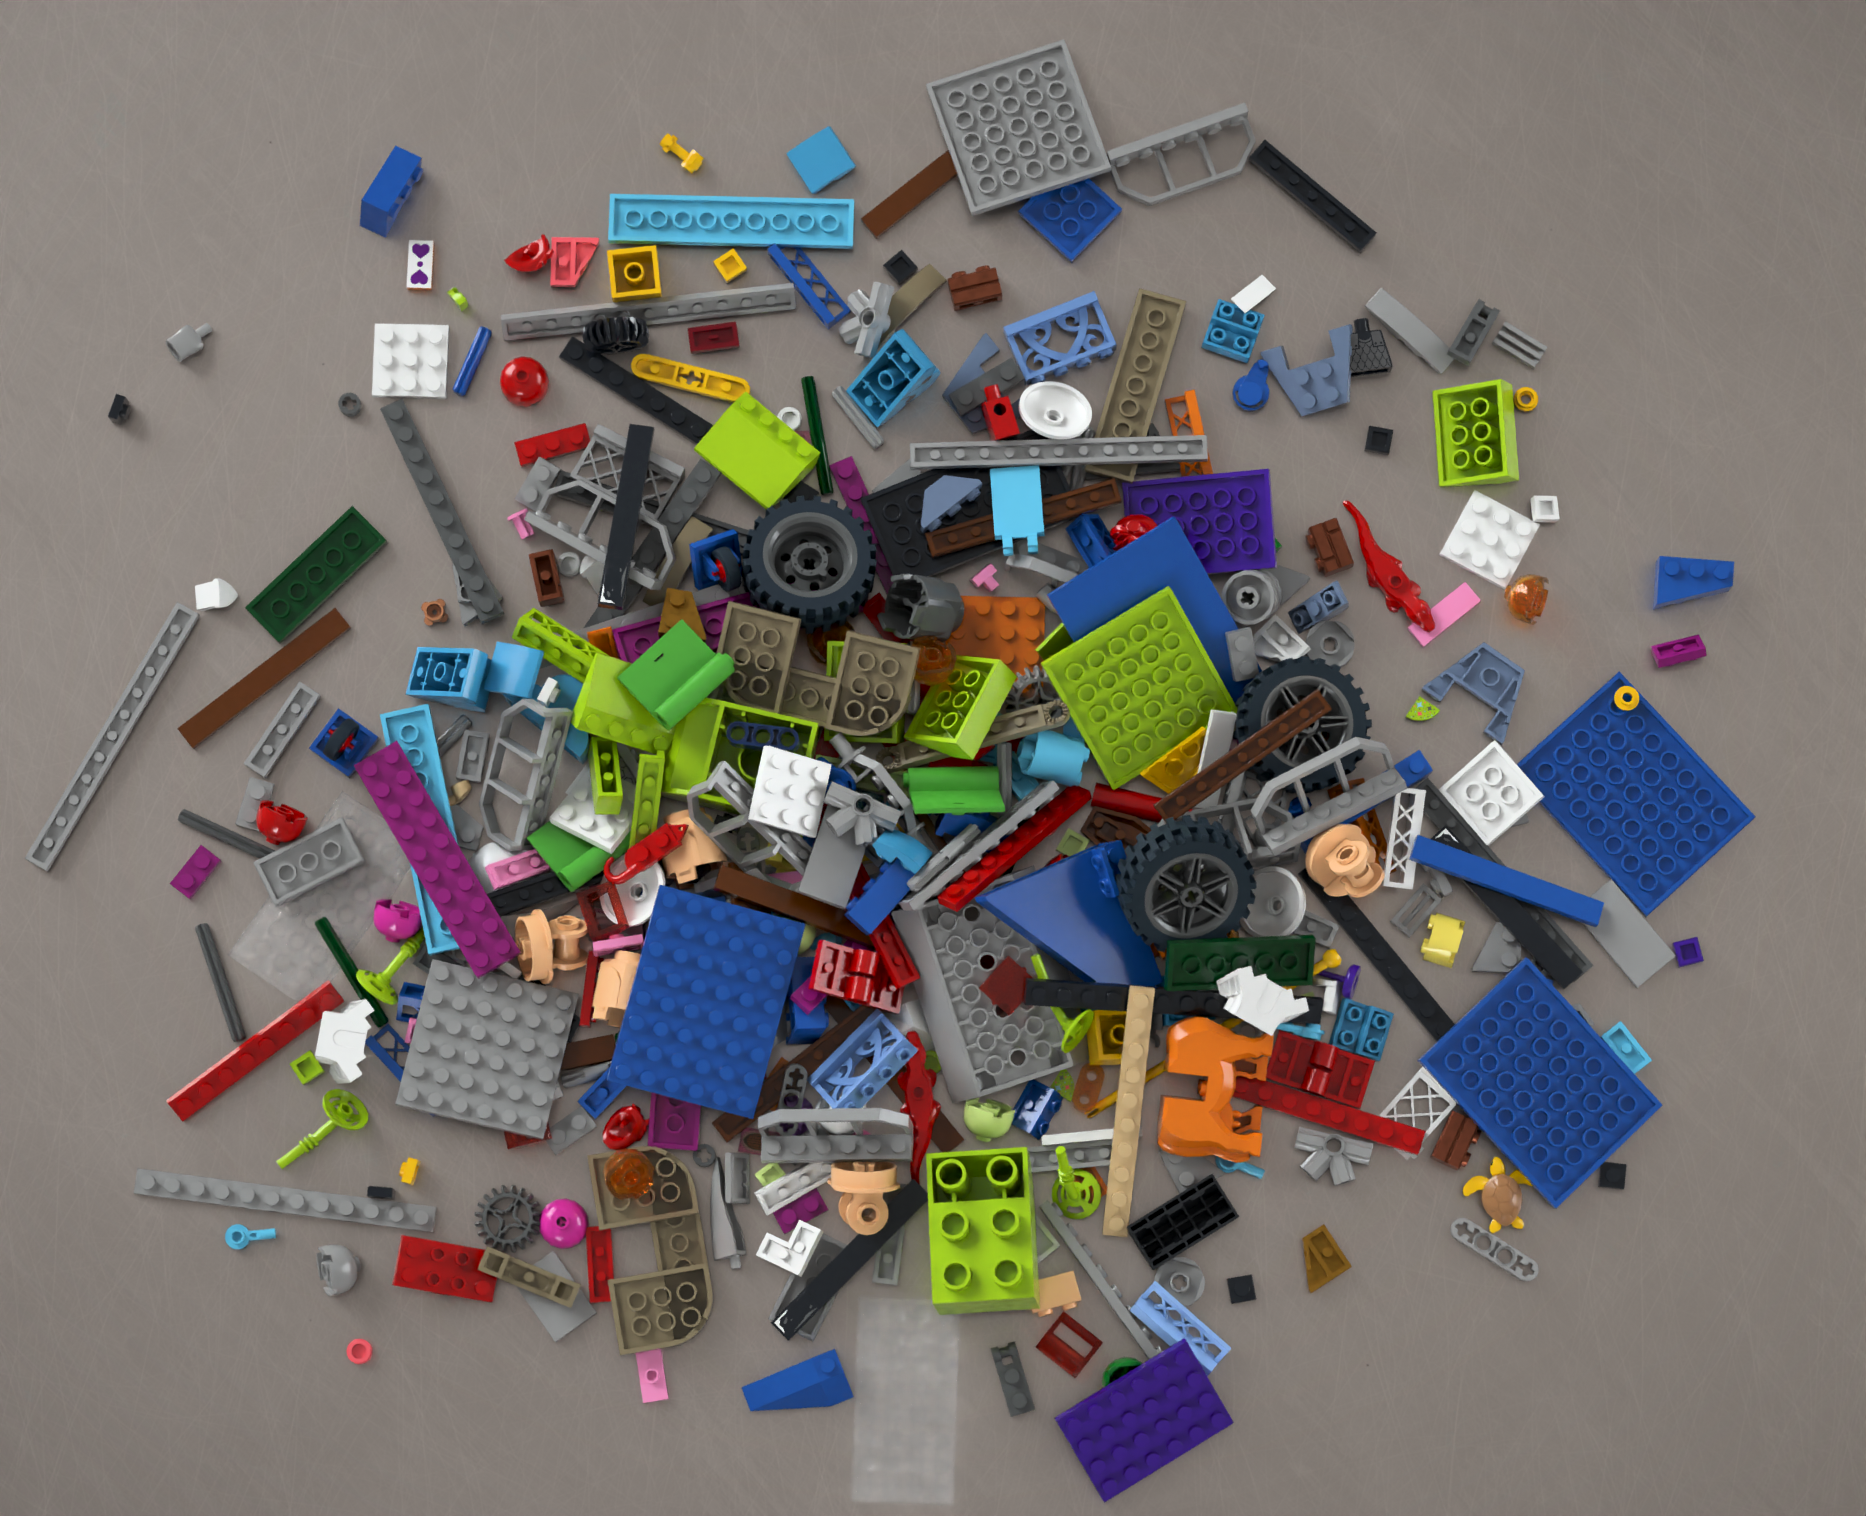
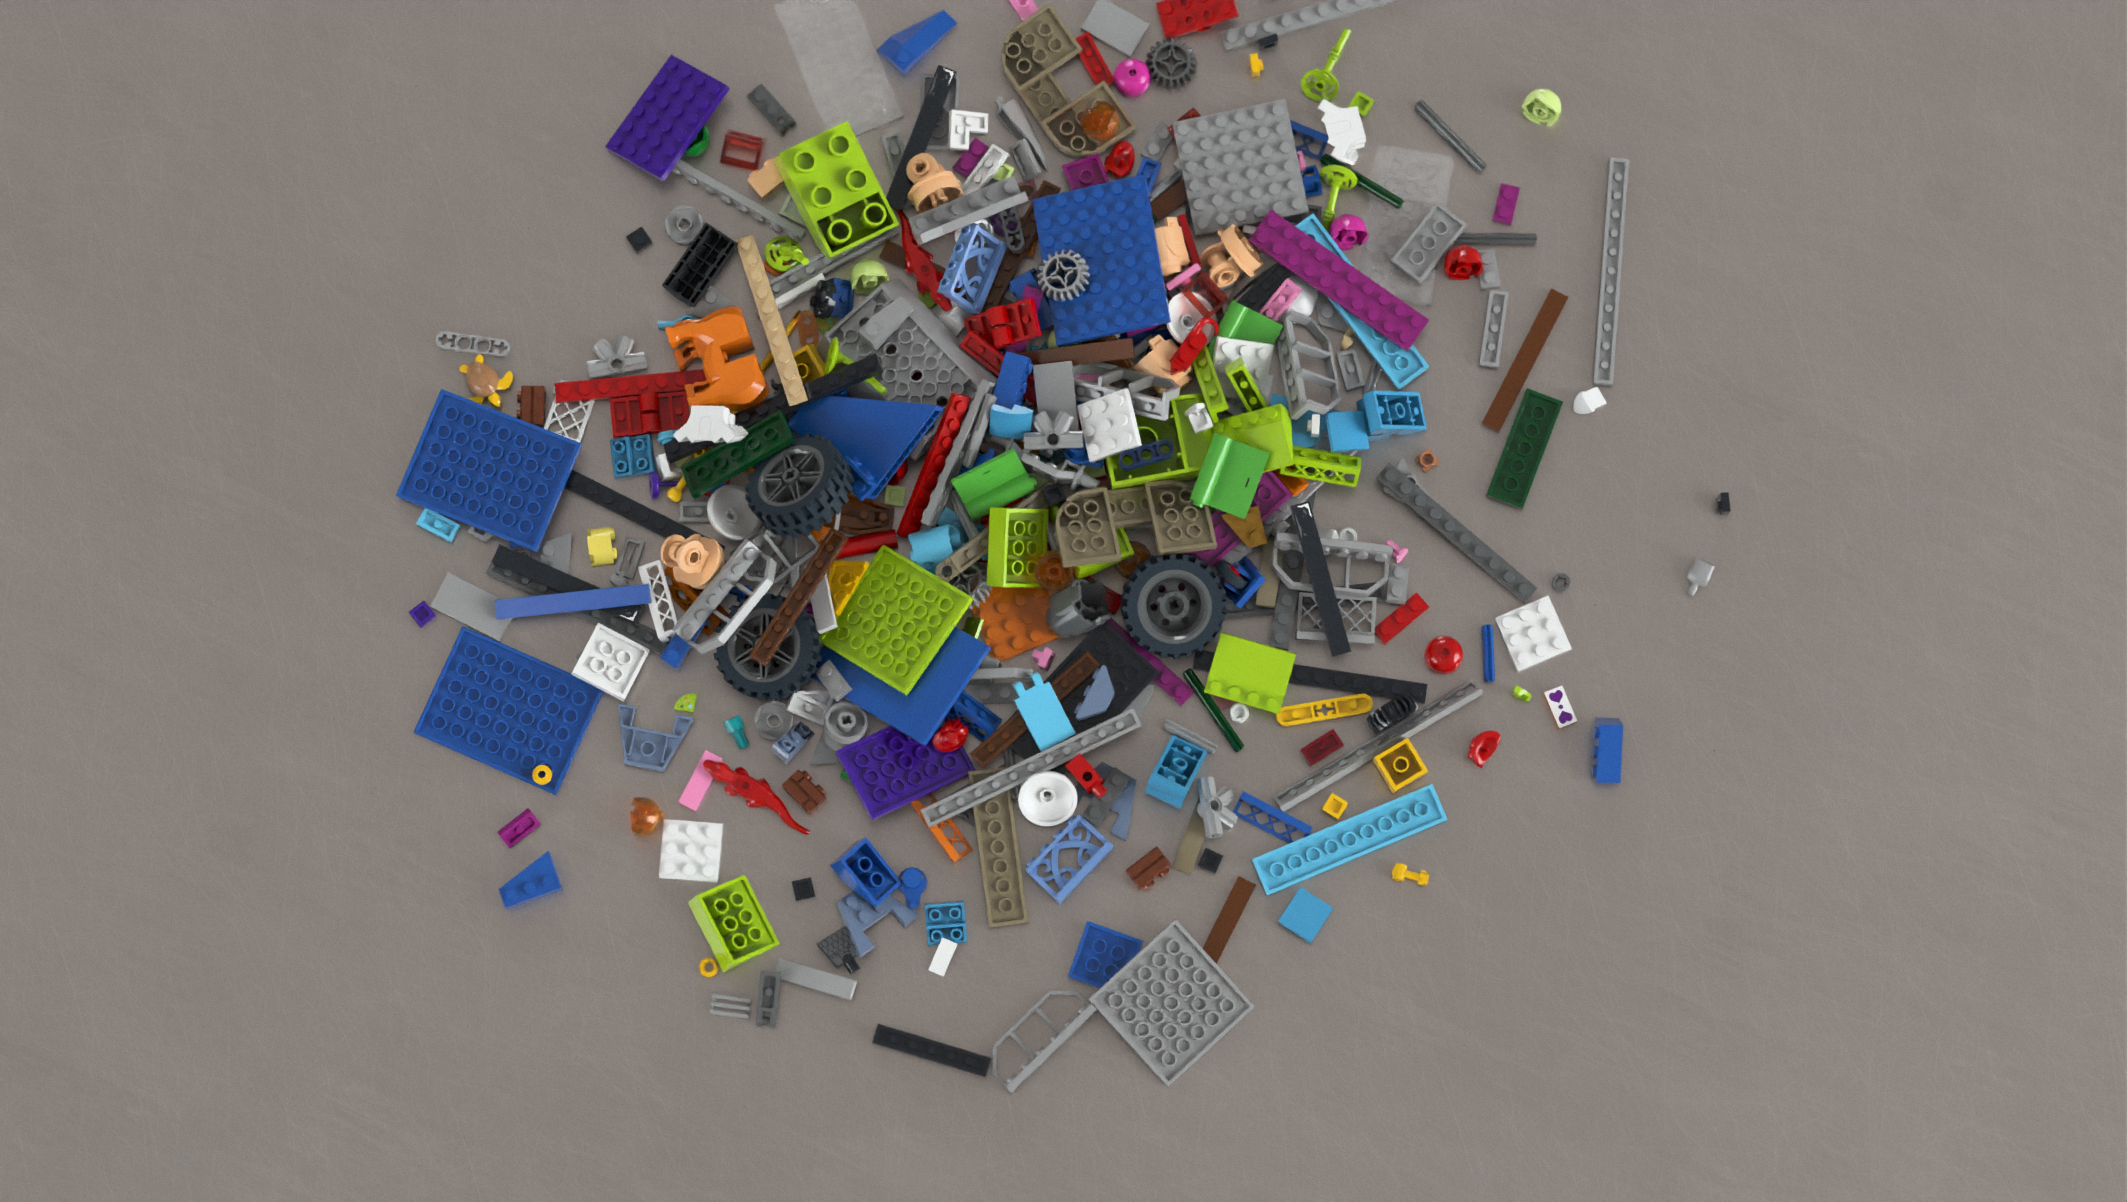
camera: 150 degrees right, 0 degrees up
(93, 967) = (1542, 106): none -> yellowish green cylinder
(255, 1051) = (1402, 99): red plate -> none
(343, 742) = (1445, 338): blue plate -> none
(529, 1277) = (1137, 29): dark tan slope -> none
(546, 578) = (1358, 516): copper brick -> none
(570, 259) = (1453, 758): coral wing -> none
(643, 603) = (1281, 527): none -> light grey tile
(679, 760) = (1199, 417): none -> white tile
(710, 1150) = (1053, 172): dark grey bush -> none
(760, 988) = (1071, 273): none -> light grey gear
(889, 749) = (1054, 495): none -> black tile
(993, 1043) = (885, 322): none -> light grey slope
(1006, 985) = (895, 365): clear red piece -> none
(1055, 1110) = (822, 301): none -> black plate
(1172, 1331) = (671, 188): light blue fence -> none
(1300, 421) = (866, 872): none -> blue slope
(1322, 1258) = (590, 285): pearl gold wing -> none
(1377, 656) = (735, 727): none -> teal piece
(1544, 509) = (660, 890): white plate -> none
(1612, 1175) = (410, 432): black plate -> none

